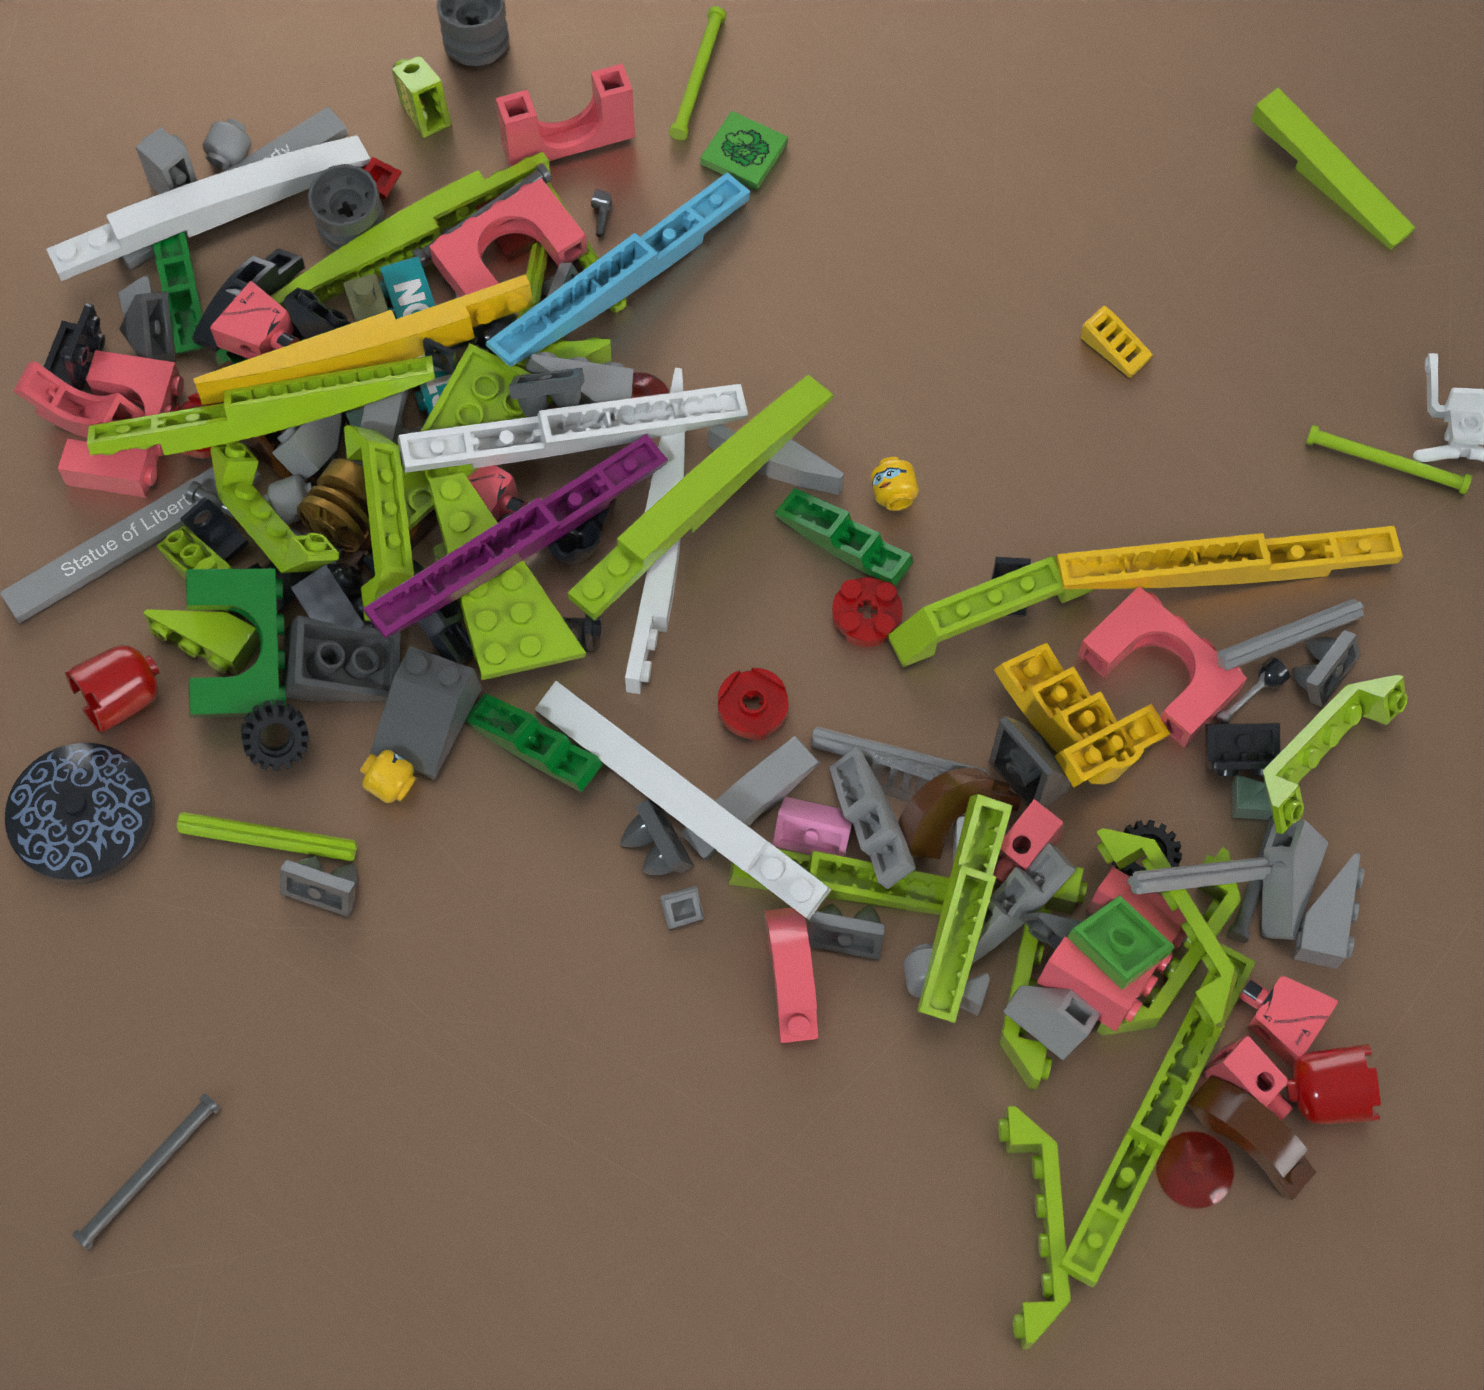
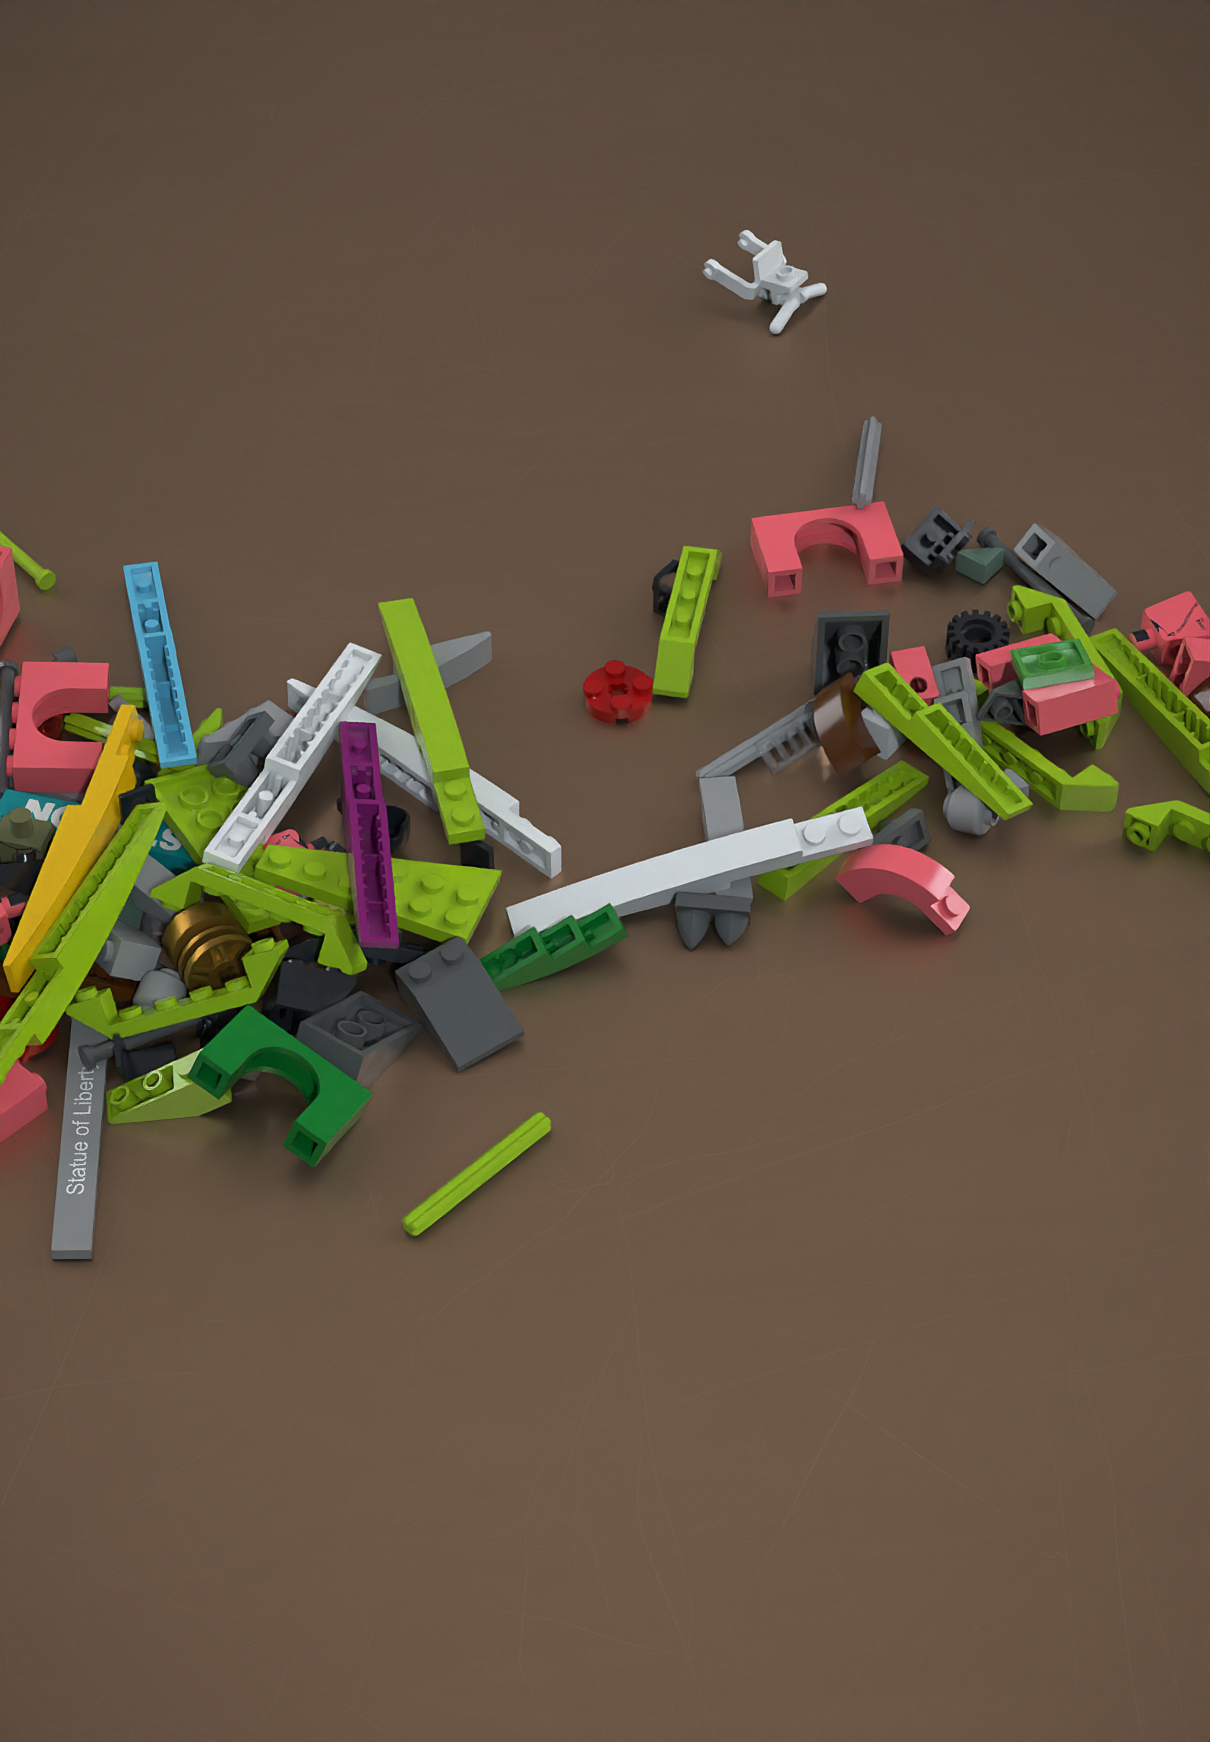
camera: 55 degrees left, 20 degrees down
(80, 813) = (333, 1297): black dish -> none
(114, 685) = (237, 1201): red cylinder -> none
(146, 1171) = (757, 1476): dark grey bar -> none
(213, 635) = (246, 1115): lime slope -> none
(276, 756) = (379, 1115): black tyre -> none
(310, 885) = (561, 1154): dark grey tile -> none
(387, 776) = (497, 1058): yellow head -> none
(681, 907) = (783, 933): light grey slope -> none
(744, 150) = (105, 549): bright green tile -> none
(757, 722) = (639, 815): red plate -> none
(811, 827) = (796, 804): bright pink panel -> none
(845, 539) = (529, 674): green slope -> none
(872, 818) = (810, 770): light grey slope -> none
(894, 483) = (522, 613): yellow head -> none
(1053, 1017) = (1080, 737): light grey slope -> none
(1073, 722) = (798, 613): yellow slope -> none
(1114, 326) = (509, 431): yellow slope -> none
(1199, 875) = (1035, 592): light grey axle -> none
(1216, 995) = (1139, 647): lime slope -> none
(1228, 560) = (773, 460): yellow slope -> none
(1271, 674) = (891, 498): hinge -> none
(1326, 926) = (1119, 566): light grey slope -> none
(1330, 169) = (481, 238): lime slope -> none
(1336, 660) = (904, 454): dark grey tile -> none
(1374, 699) = (1004, 525): lime slope -> none
(1389, 459) = (705, 369): lime bar -> none

